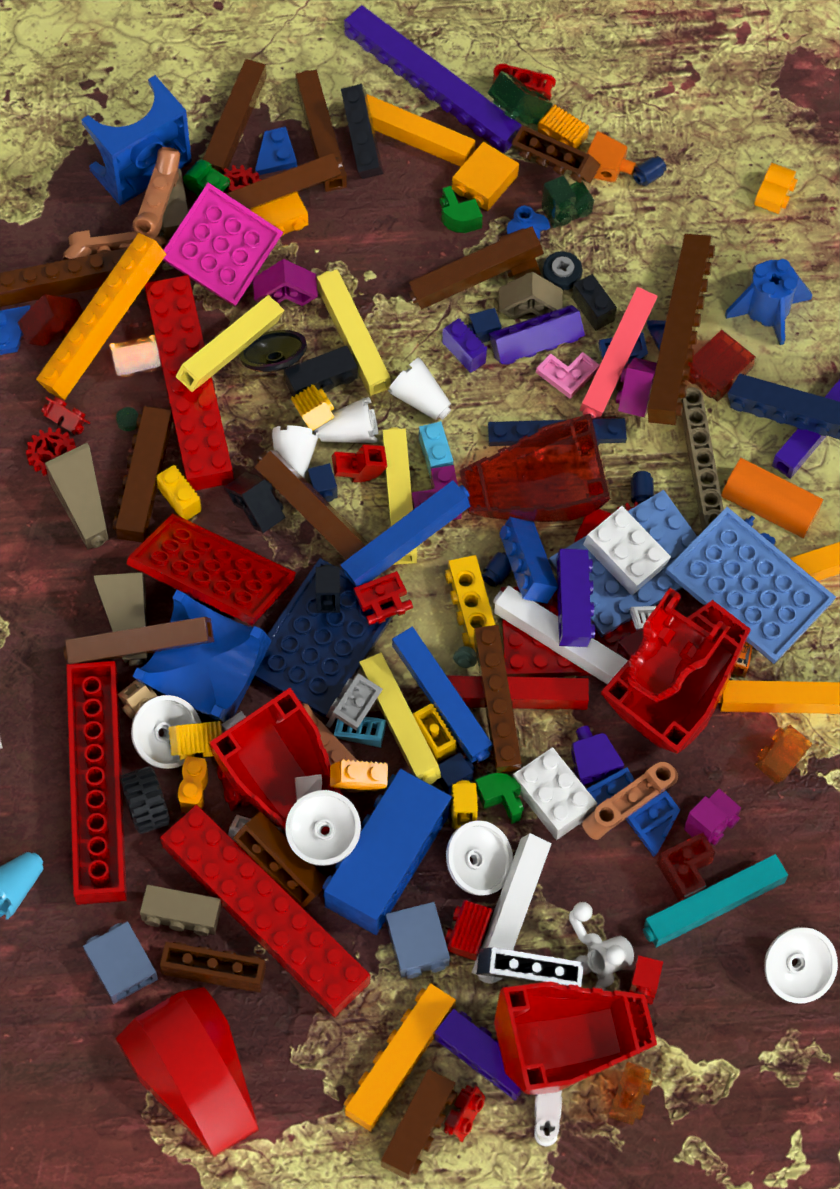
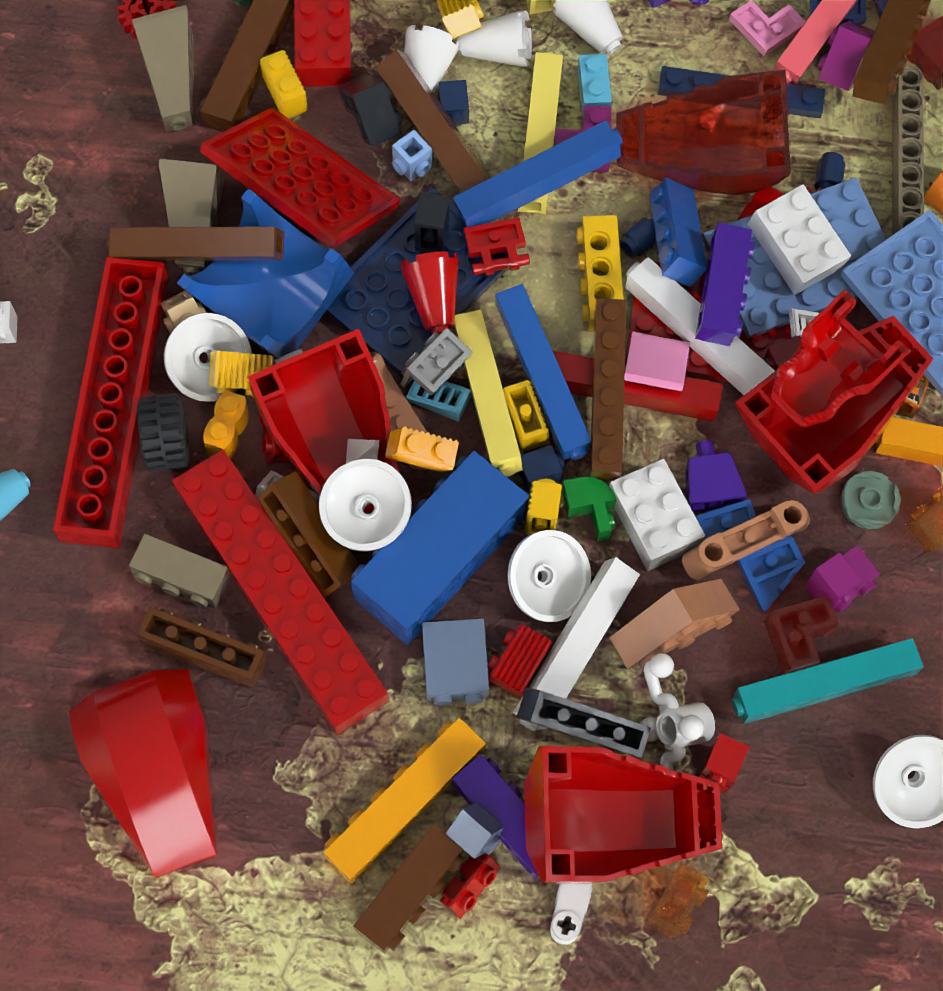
camera: 10 degrees right, 5 degrees up
(120, 962) = (94, 620): sand blue brick -> none
(298, 535) = (412, 156): none -> light blue brick
(340, 643) = (433, 288): none -> red cone
(360, 466) = (502, 90): red brick -> none
(462, 1068) = (476, 831): none -> sand blue brick
(465, 657) = (580, 333): sand green plate -> none
(531, 669) = (657, 361): none -> bright pink tile
(586, 876) = (674, 622): none -> nougat brick
(723, 750) = (870, 500): none -> sand green tile

